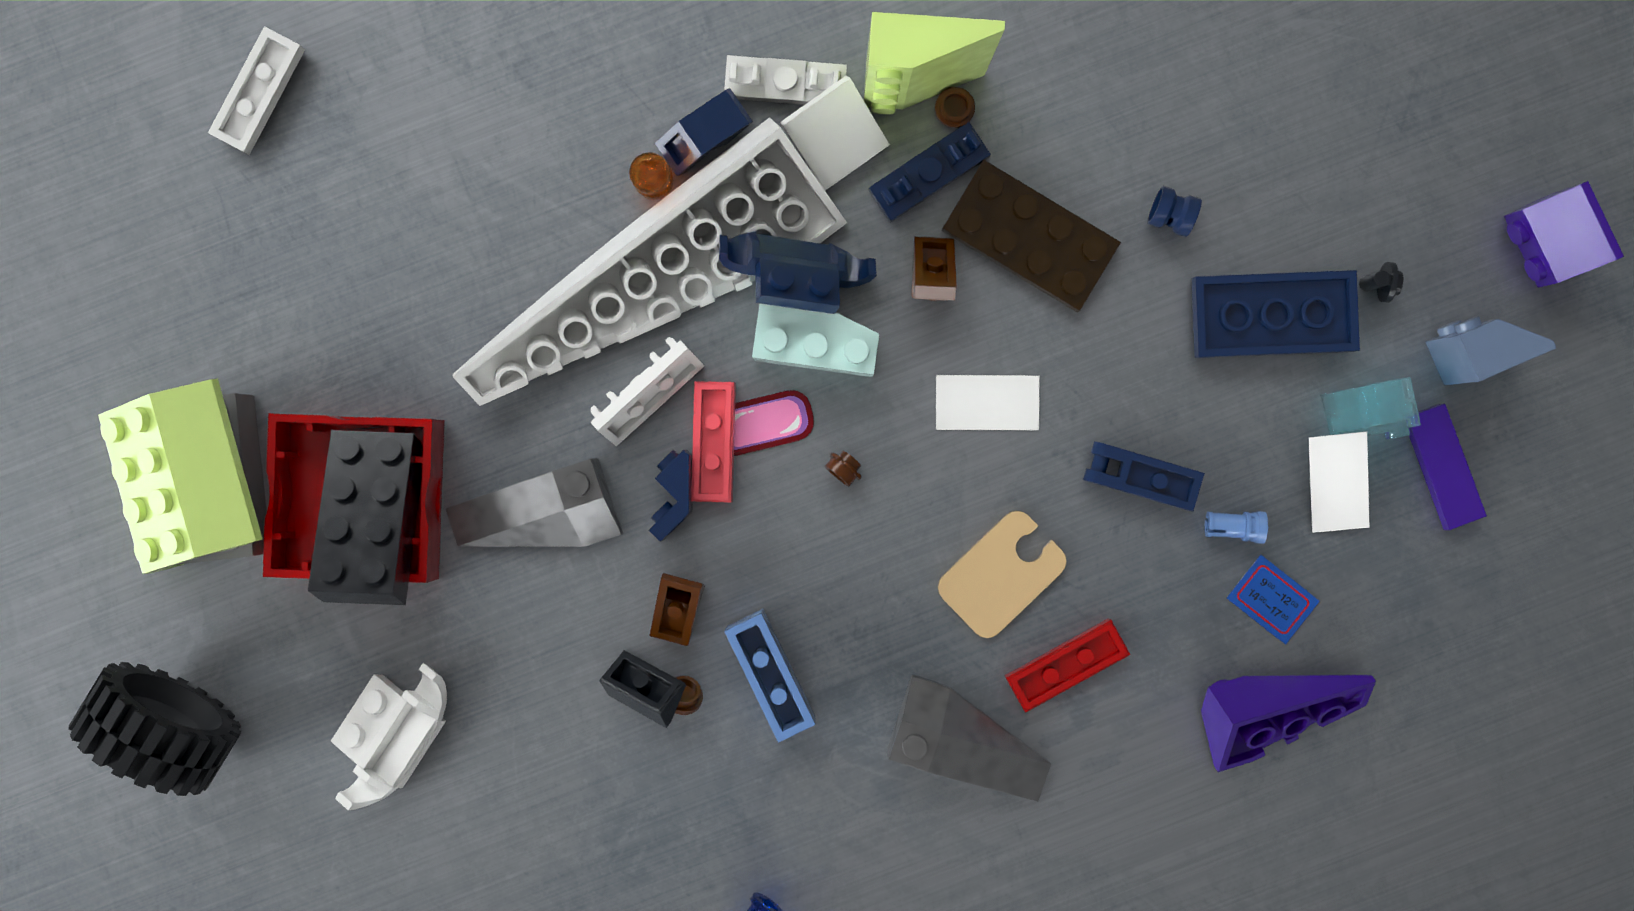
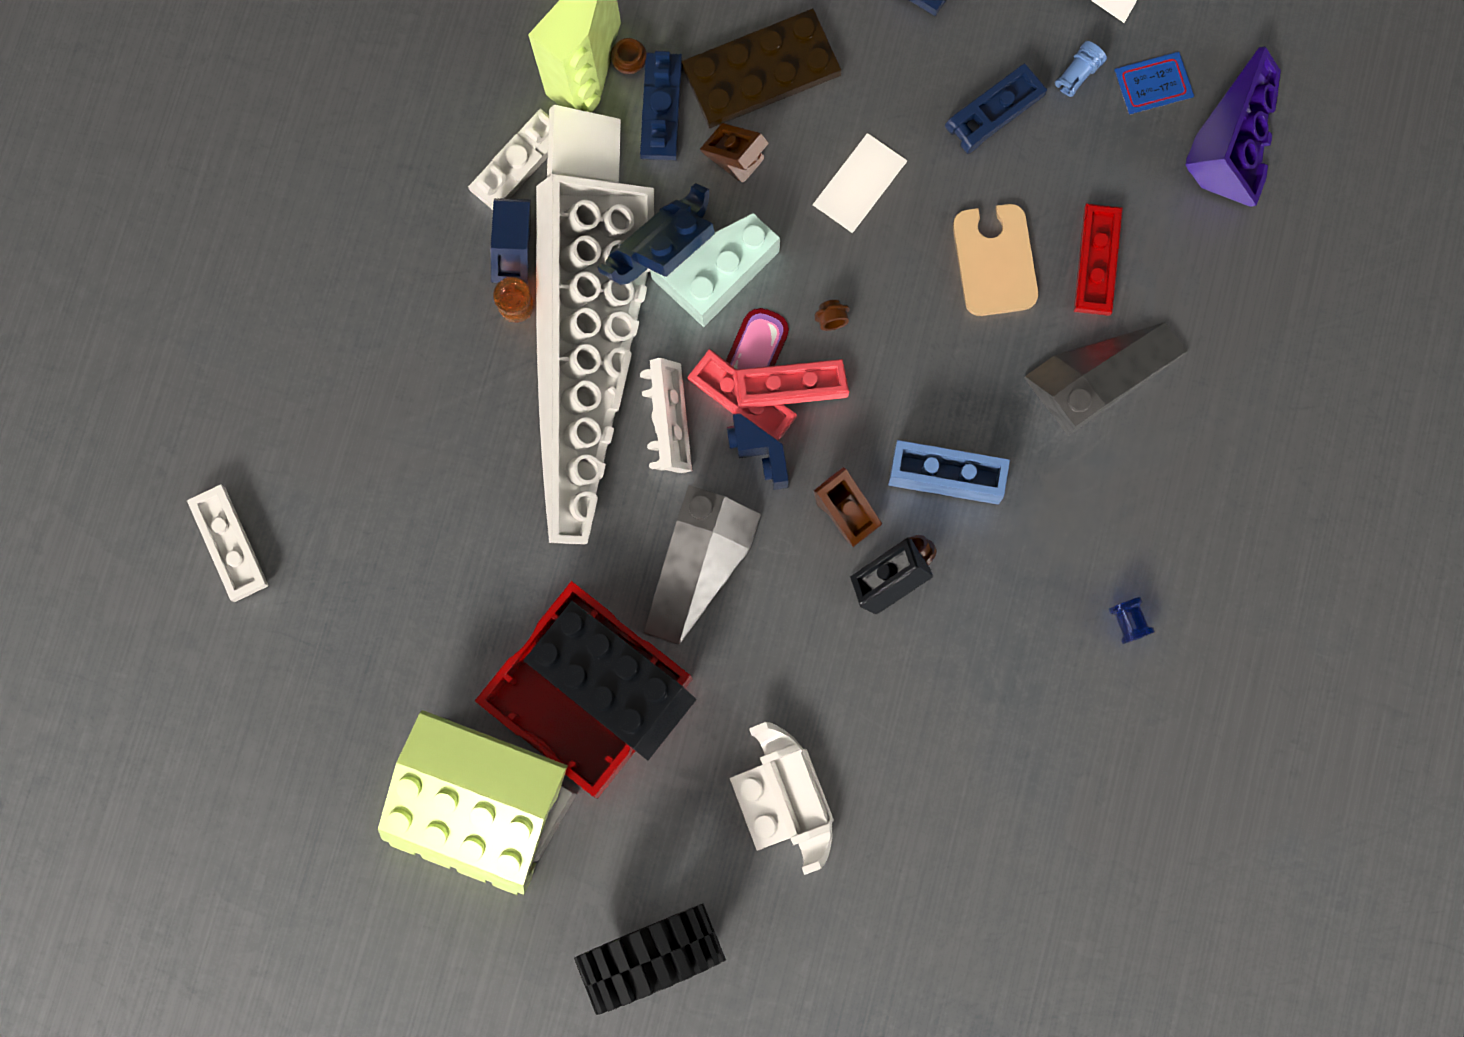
camera: 50 degrees left, 10 degrees down
(753, 477) = (790, 383): none -> coral tile

